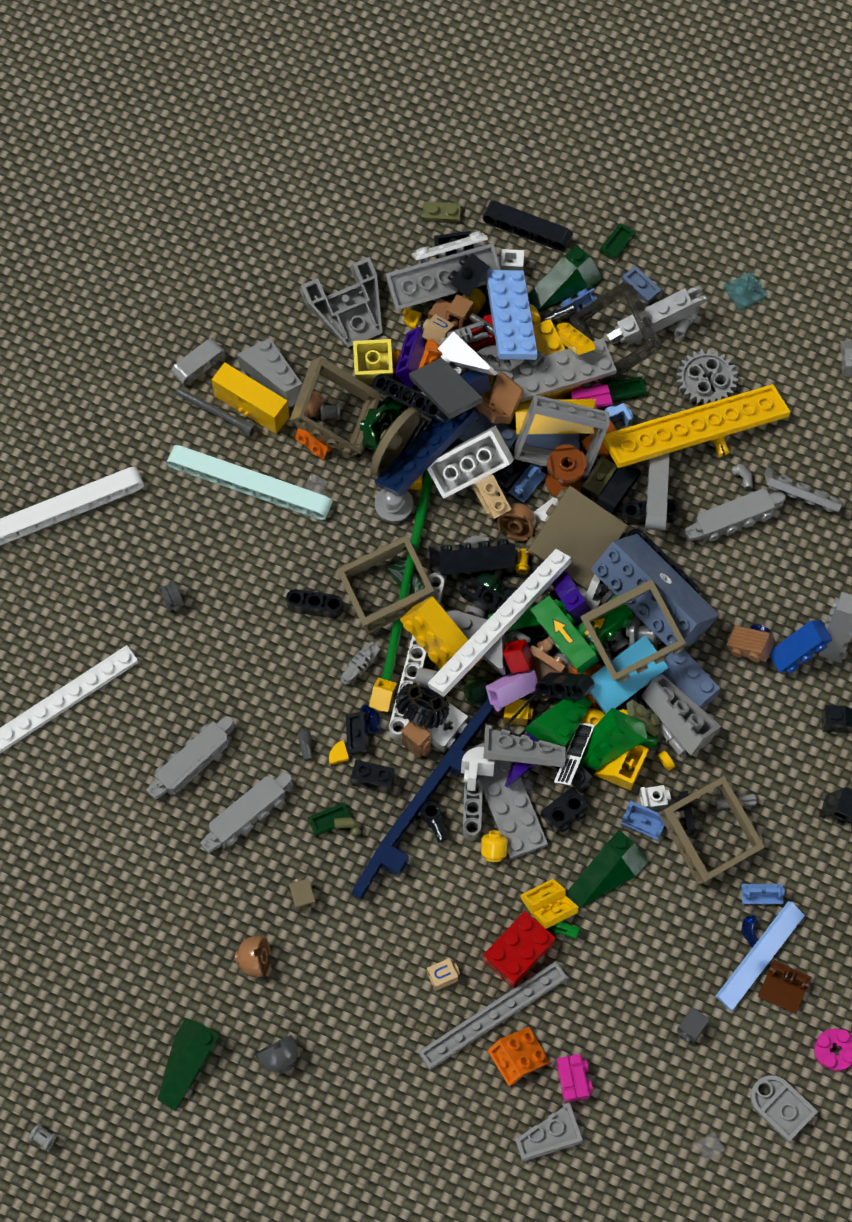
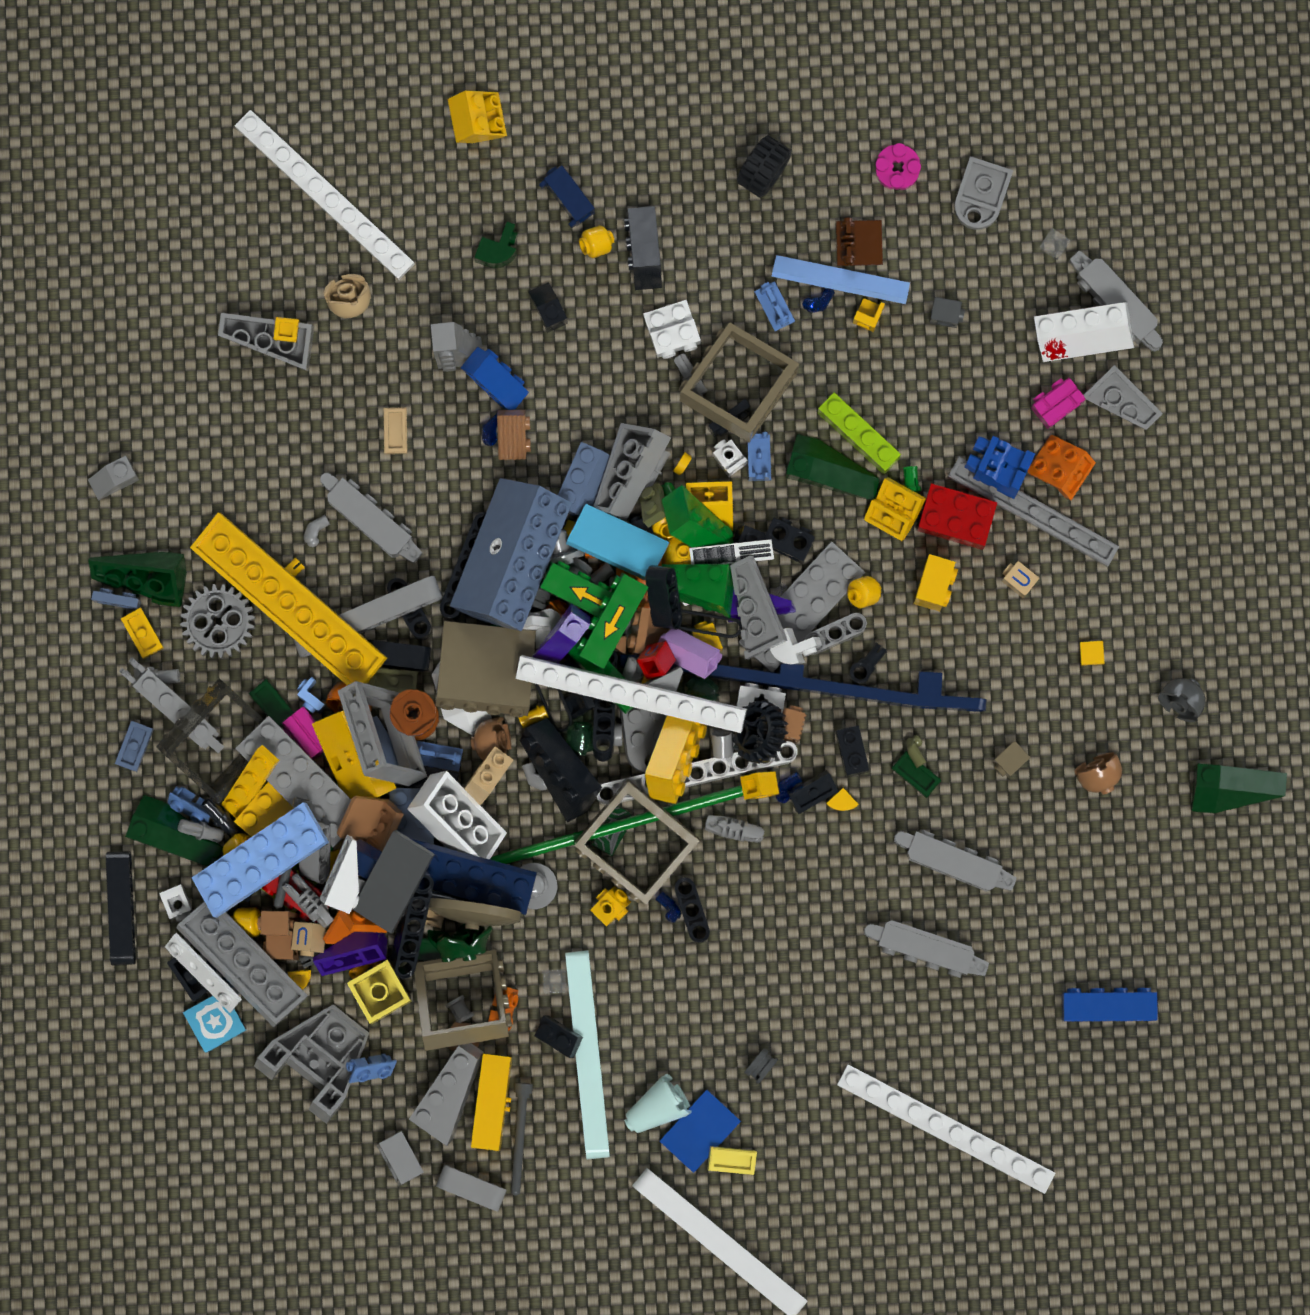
camera: 115 degrees left, 15 degrees up
(70, 873) = (1109, 1006): none -> blue brick
(114, 545) = (732, 1160): none -> light yellow tile
(149, 534) = (699, 1130): none -> blue tile
(183, 513) = (658, 1106): none -> light aqua cone
(246, 323) = (400, 1158): none -> light grey hinge
(272, 466) = (558, 1036): none -> black plate
(305, 743) = (849, 841): dark grey arm -> none
(319, 340) = (379, 1067): none -> medium blue hinge
(334, 589) = (670, 905): none -> clear blue arm
(349, 546) = (611, 905): none -> yellow brick
(354, 1003) = (1091, 653): none -> yellow tile
(406, 245) = (213, 1023): none -> medium azure tile
(441, 212) = (147, 1014): olive plate -> none
(472, 902) = (934, 583): none -> yellow brick
(477, 269) = (243, 928): black brick -> none
(542, 1017) = (991, 468): none -> blue hips
(556, 297) = (201, 830): none -> light grey axle
(617, 242) = (90, 799): dark green tile -> none
(623, 1127) = (1084, 332): none -> white slope
(624, 906) = (859, 433): none -> lime brick
(636, 1173) = (1110, 289): none -> light grey hinge
(656, 657) = (555, 575): dark tan window -> none
(720, 964) = (868, 314): none -> yellow panel
(723, 325) = (142, 633): none -> yellow plate
(745, 291) = (83, 631): clear light blue piece -> none
(753, 323) = (106, 597): none -> sand blue plate
(767, 348) = (149, 574): none -> dark green wedge
(779, 805) = (672, 329): none -> white plate
(795, 566) = (395, 431): none -> tan tile
(801, 490) = (309, 480): light grey wing -> none

